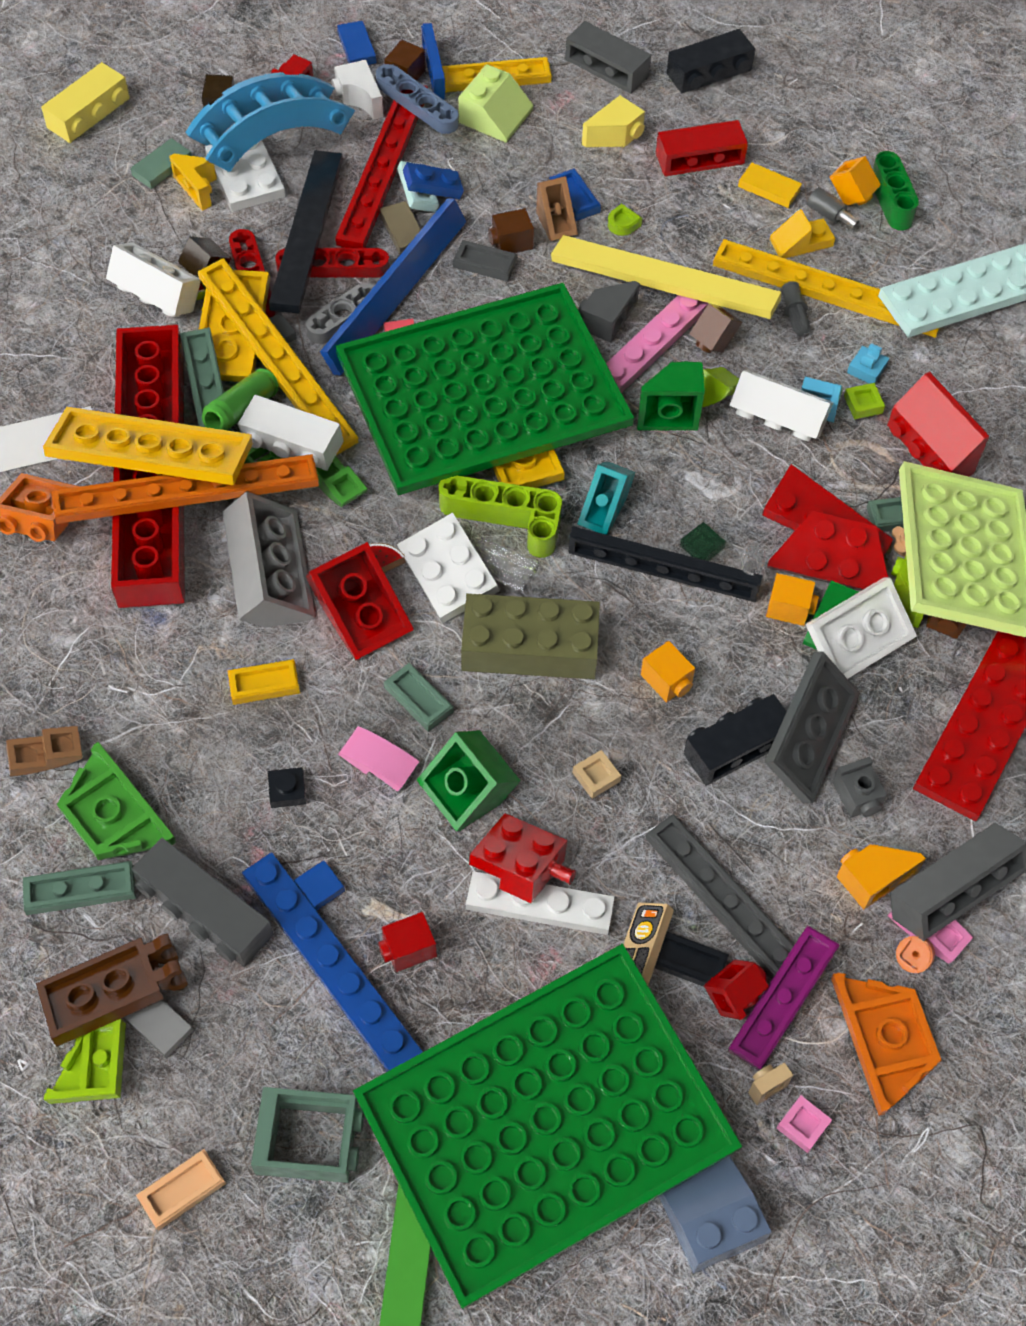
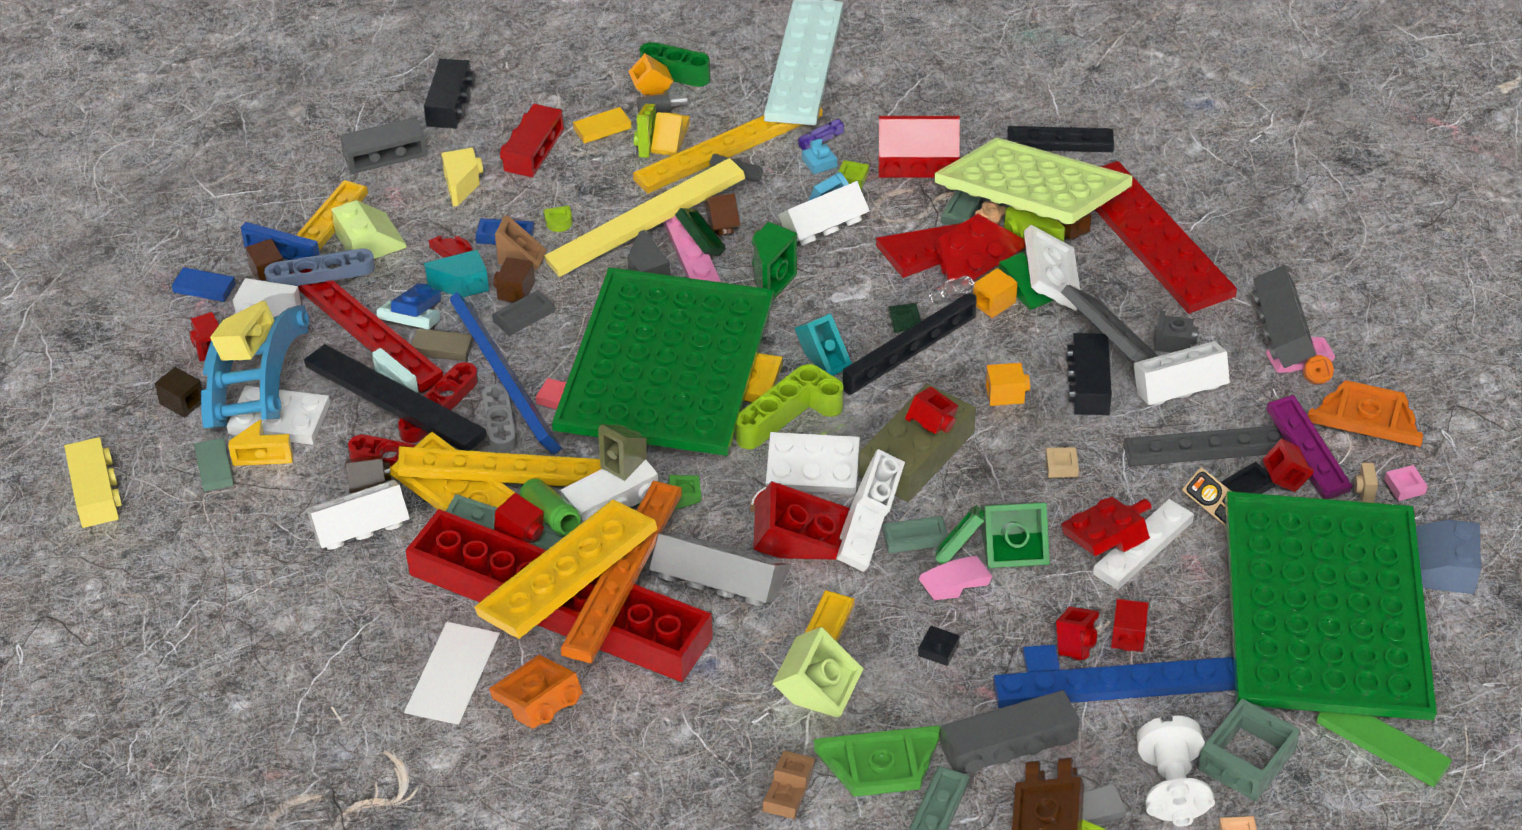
camera: 55 degrees left, 15 degrees down
(181, 707) = (818, 673): none -> yellowish green slope
(200, 384) = (519, 519): none -> red brick
(234, 1067) = (1171, 749): none -> white piece
(267, 84) = (243, 332): none -> light yellow slope
(312, 405) = (621, 450): none -> olive slope
(335, 215) = (394, 370): none -> light aqua tile
(359, 907) = (1076, 632): none -> red brick
(399, 641) = (868, 510): none -> white slope
(417, 731) = (960, 534): none -> tile
(492, 190) = (458, 273): none -> teal slope
(523, 176) = (449, 246): none -> red tile
(546, 614) = (932, 411): none -> red brick
(677, 325) = (700, 231): none -> dark green tile
(778, 208) = (645, 129): none -> lime wing
(796, 821) = (1181, 373): none -> white brick
(877, 871) = (1247, 357): light orange slope -> none
(903, 349) = (824, 132): none -> dark purple axle

